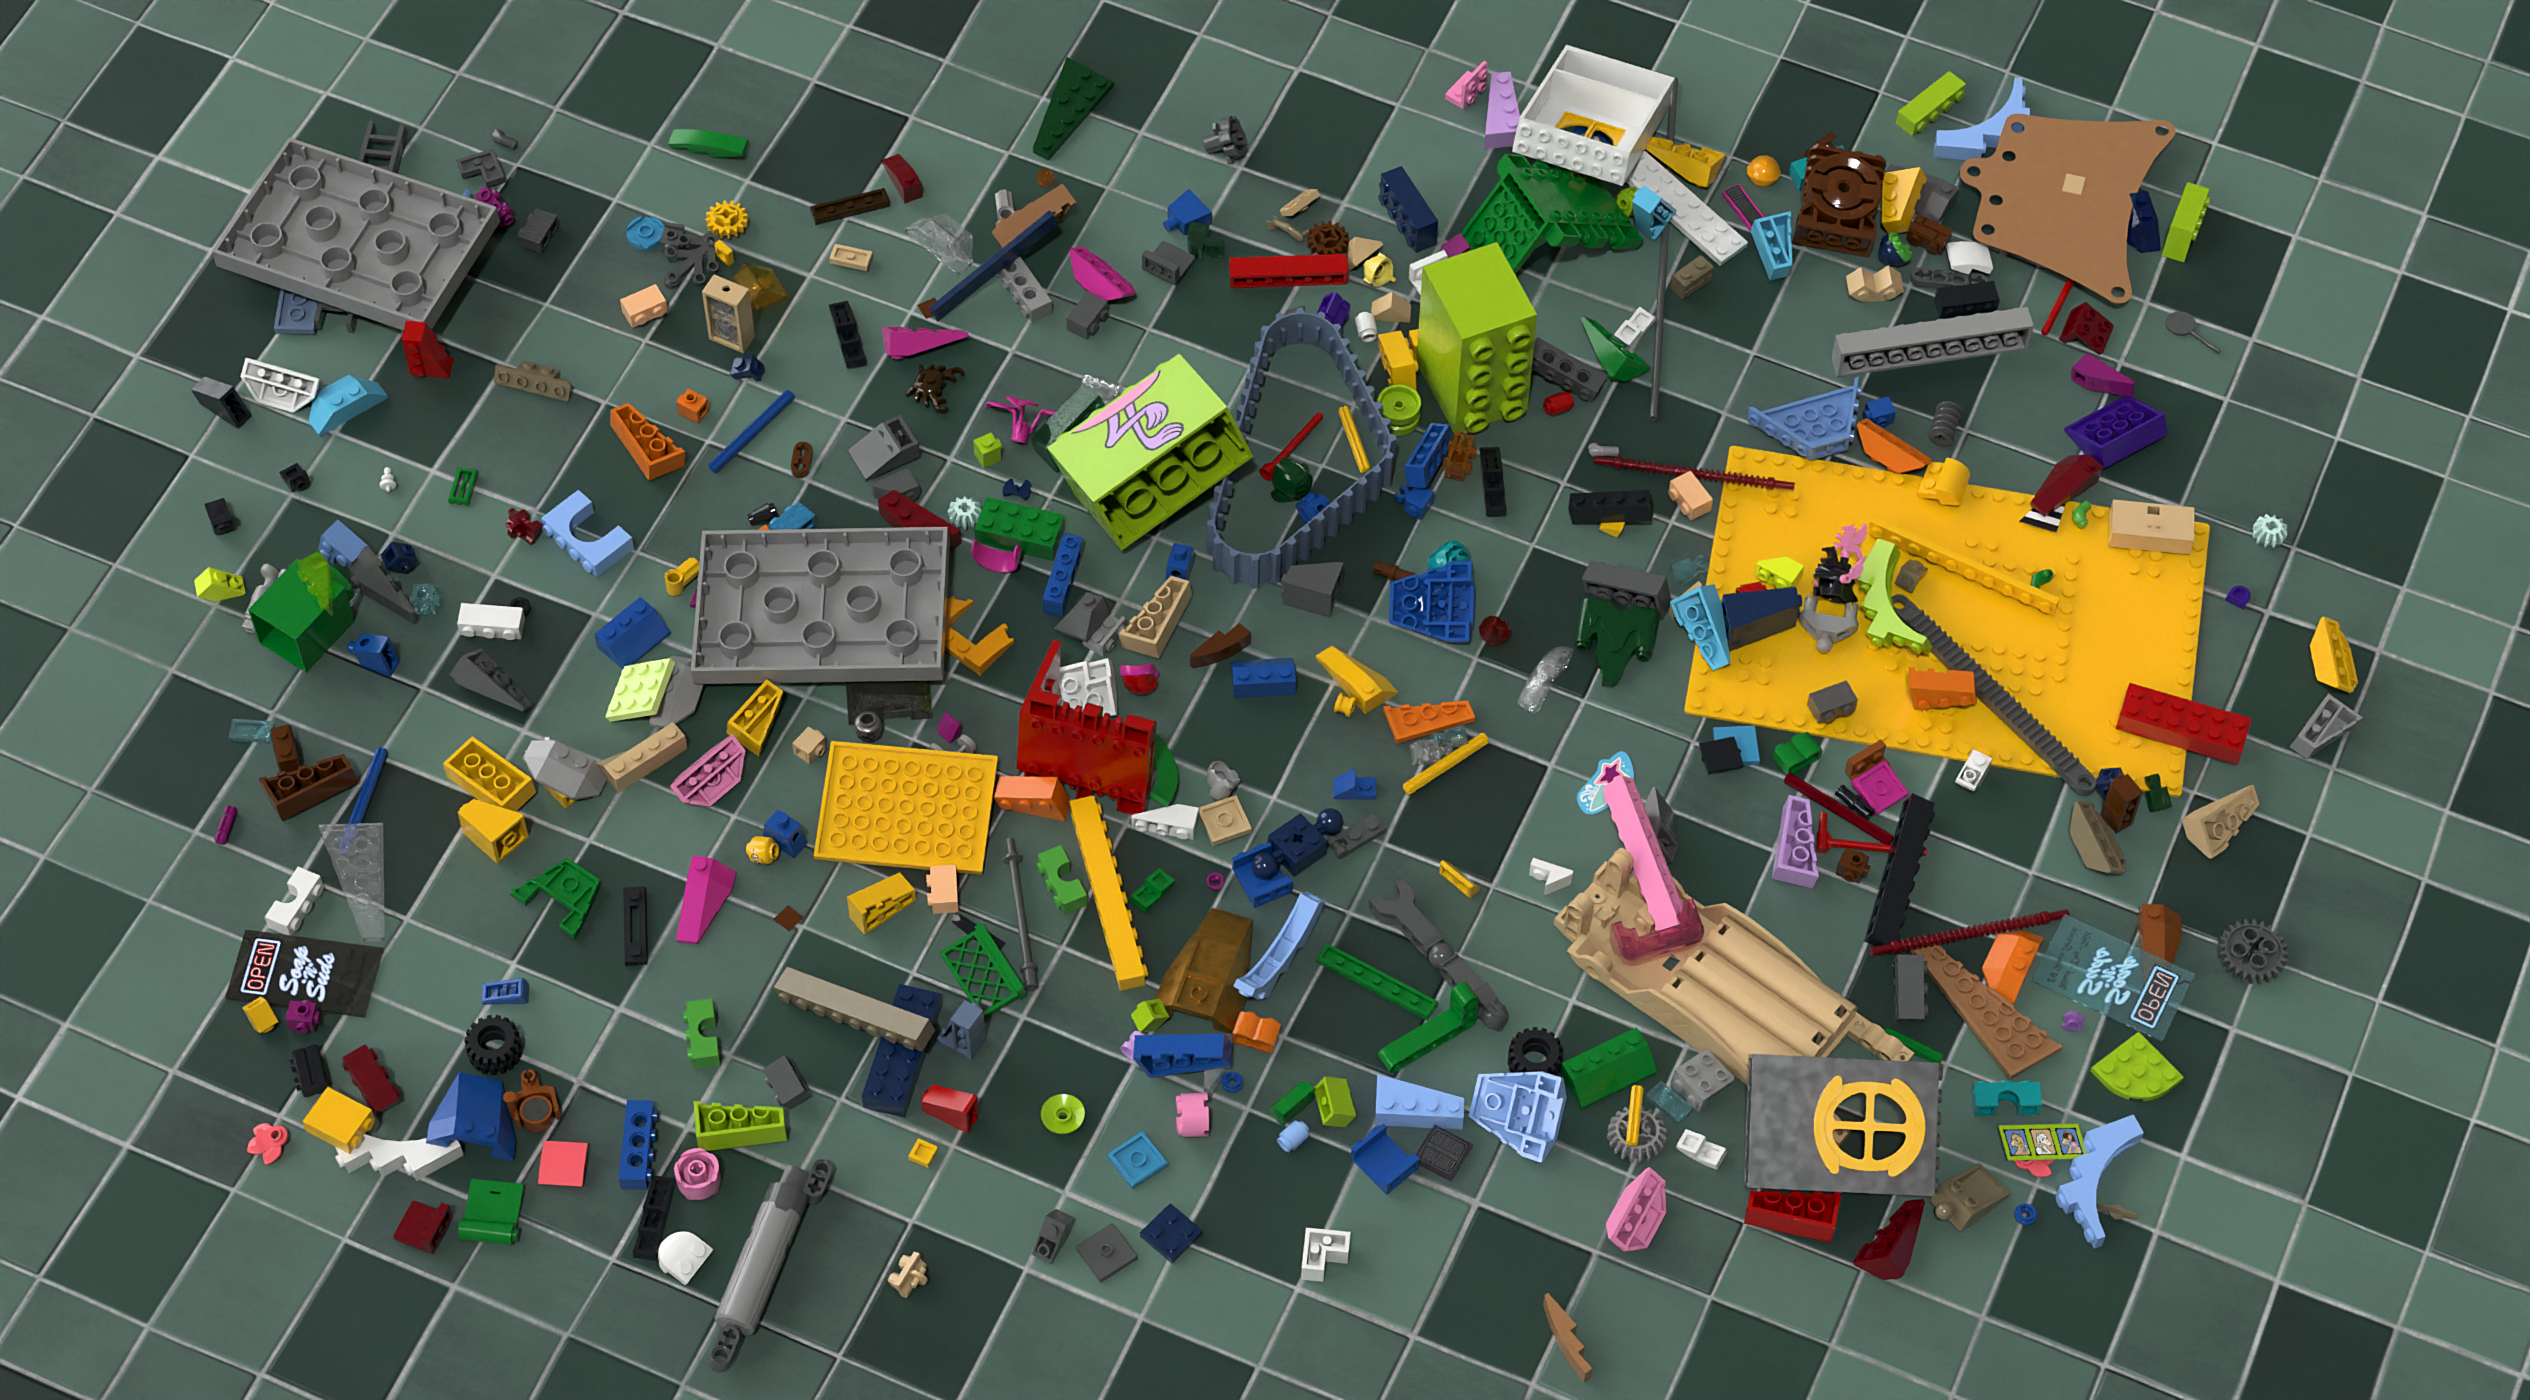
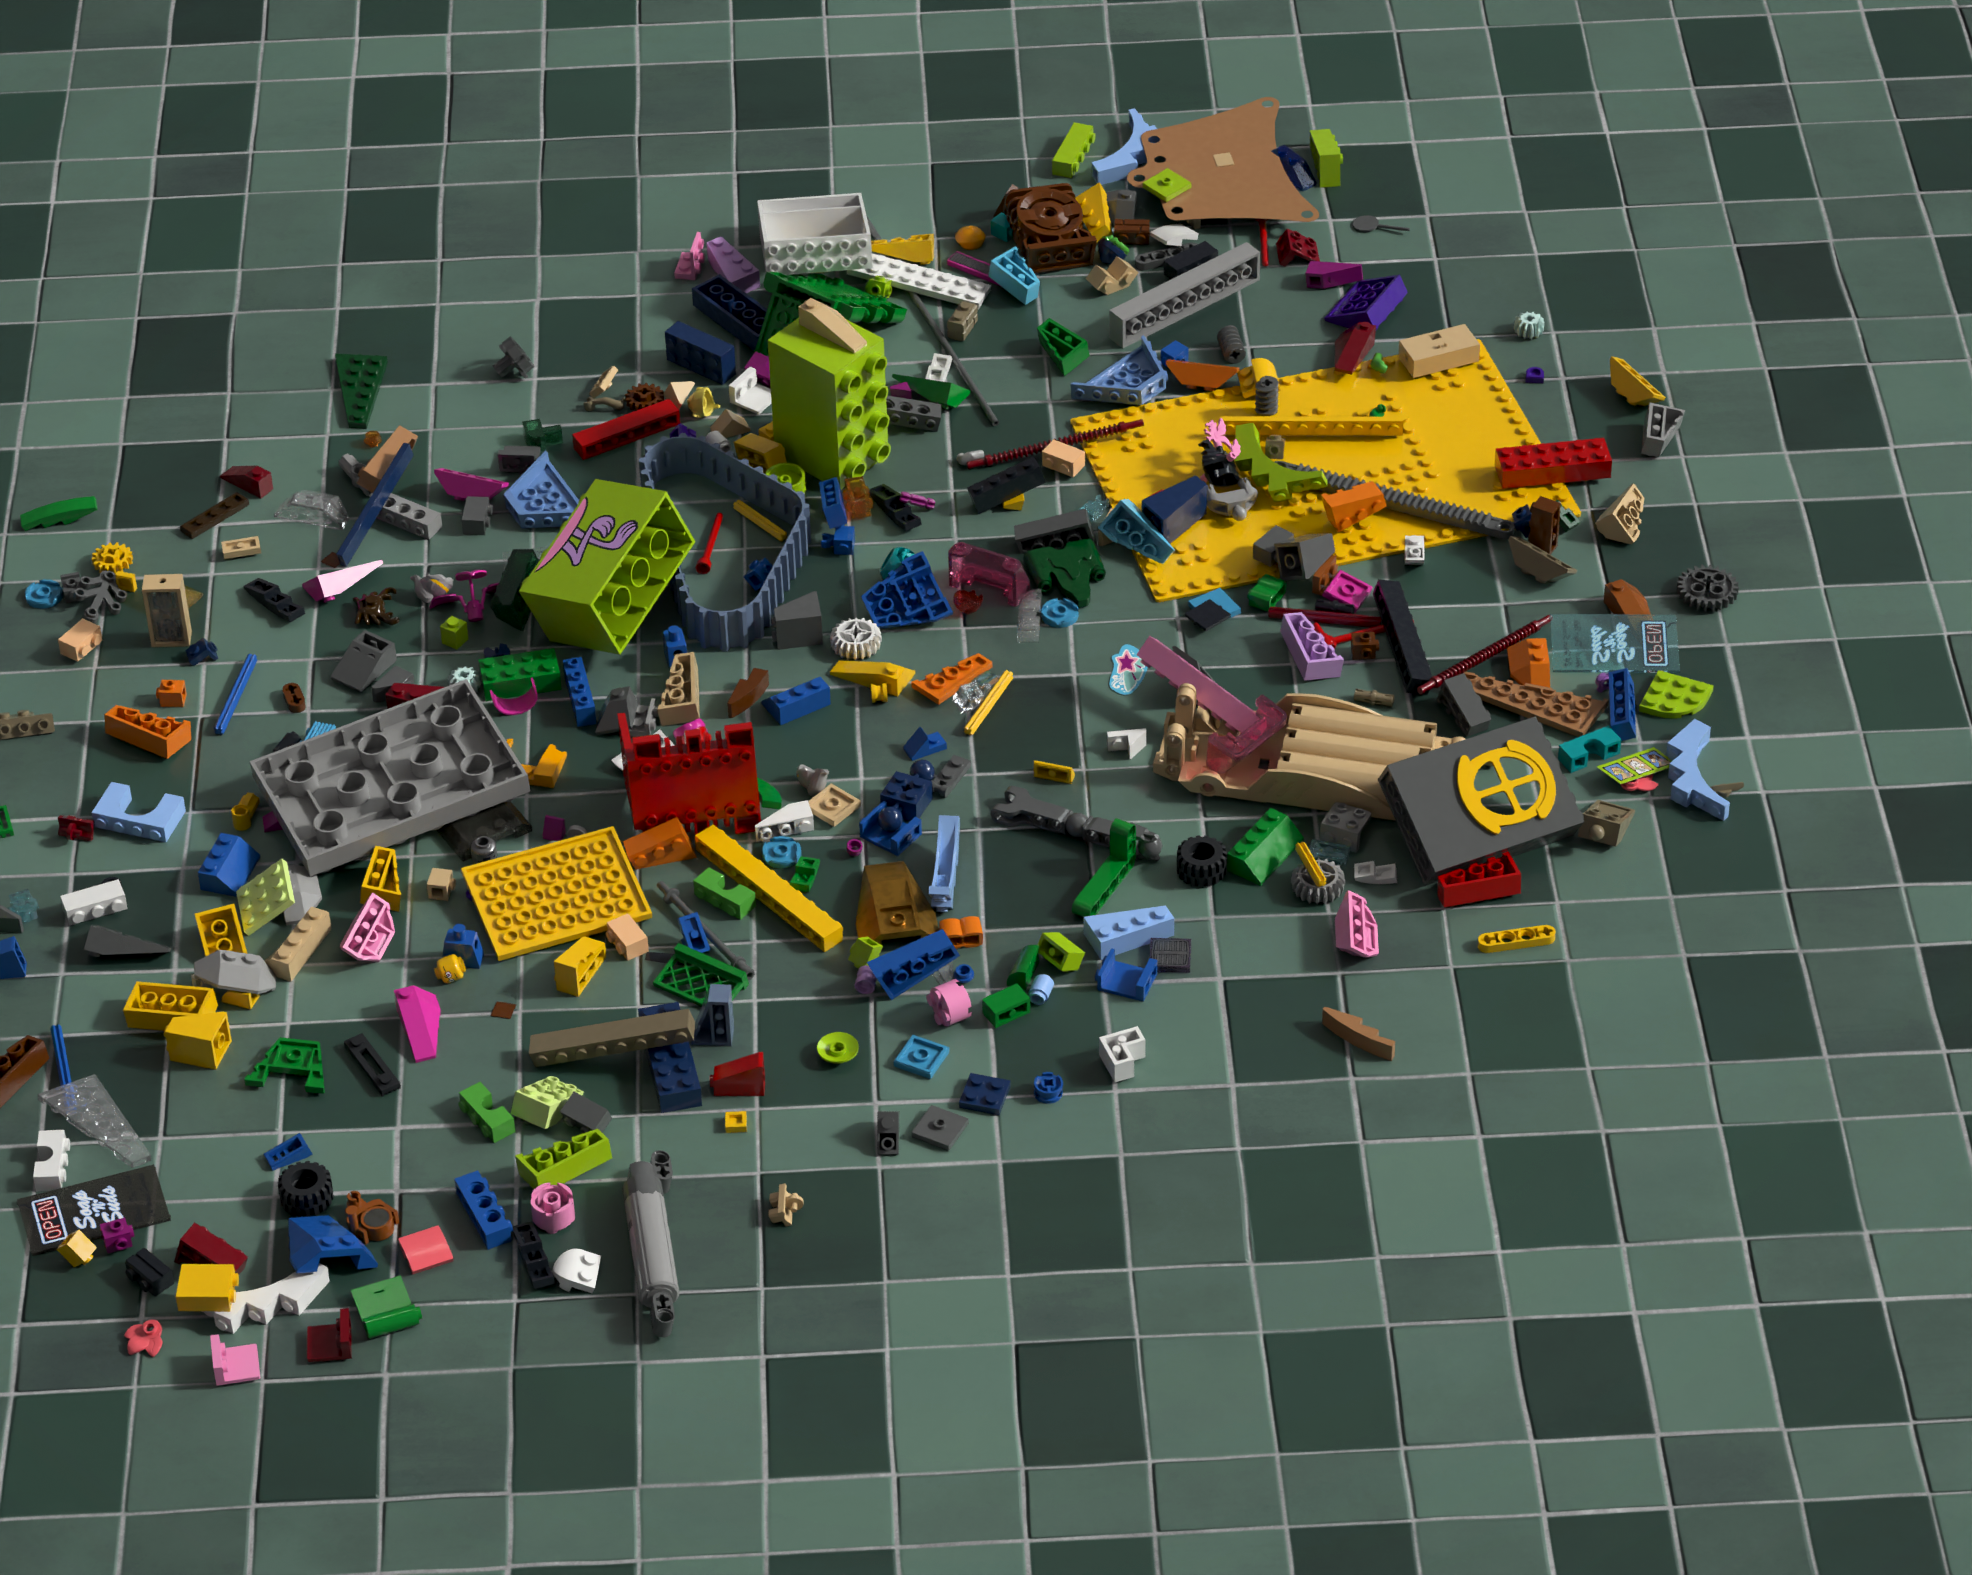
camera: 25 degrees left, 15 degrees down
(326, 1209) = (234, 1363): none -> bright pink bracket
(580, 716) = (220, 930): none -> yellow slope
(761, 1044) = (542, 1101): none -> yellowish green slope
(995, 387) = (431, 586): none -> light grey hair
(1004, 916) = (693, 933): none -> blue slope
(1146, 853) = (781, 852): none -> dark azure tile
(1162, 320) = (540, 496): none -> medium blue piece
(1185, 210) = (510, 420): blue torso -> none
(1233, 1256) = (1048, 1087): none -> blue wheel
(1248, 1140) = (1006, 1005): none -> green brick
(1289, 476) = (727, 560): dark green piece -> none
(1364, 635) = (855, 638): none -> white gear
(1377, 981) = (1035, 864): green tile -> none
(1392, 572) = (851, 594): reddish brown pin -> none
(1470, 164) = (730, 309): none -> dark blue brick
(1494, 276) = (830, 325): none -> tan wedge
(1515, 589) = (978, 564): none -> clear pink windscreen
(1517, 484) = (917, 500): none -> magenta axle
(1521, 1109) = (1215, 895): light blue wedge -> none
(1558, 403) = (912, 438): red brick -> none
(1579, 341) = (901, 390): none -> magenta slope
(1579, 684) = (1059, 613): none -> dark azure tile
(1651, 213) = (904, 283): medium azure wedge -> none
(1772, 353) = (1062, 345): none -> green wedge
(1779, 572) = (1168, 477): neon yellow slope -> none
(1794, 1292) = (1516, 937): none -> yellow beam
(1828, 932) = (1374, 697): none -> dark tan pin
(1853, 729) = (1303, 555): none -> dark grey slope
(1893, 1247) = (1571, 875): dark red wedge -> none
(1935, 511) = (1267, 396): none -> dark grey piece
(1994, 193) = (1167, 185): none -> lime plate
(2028, 1209) = (1657, 816): blue plate -> none
(2048, 522) = (1346, 379): sticker -> none
(2071, 1061) = (1622, 704): none -> blue brick

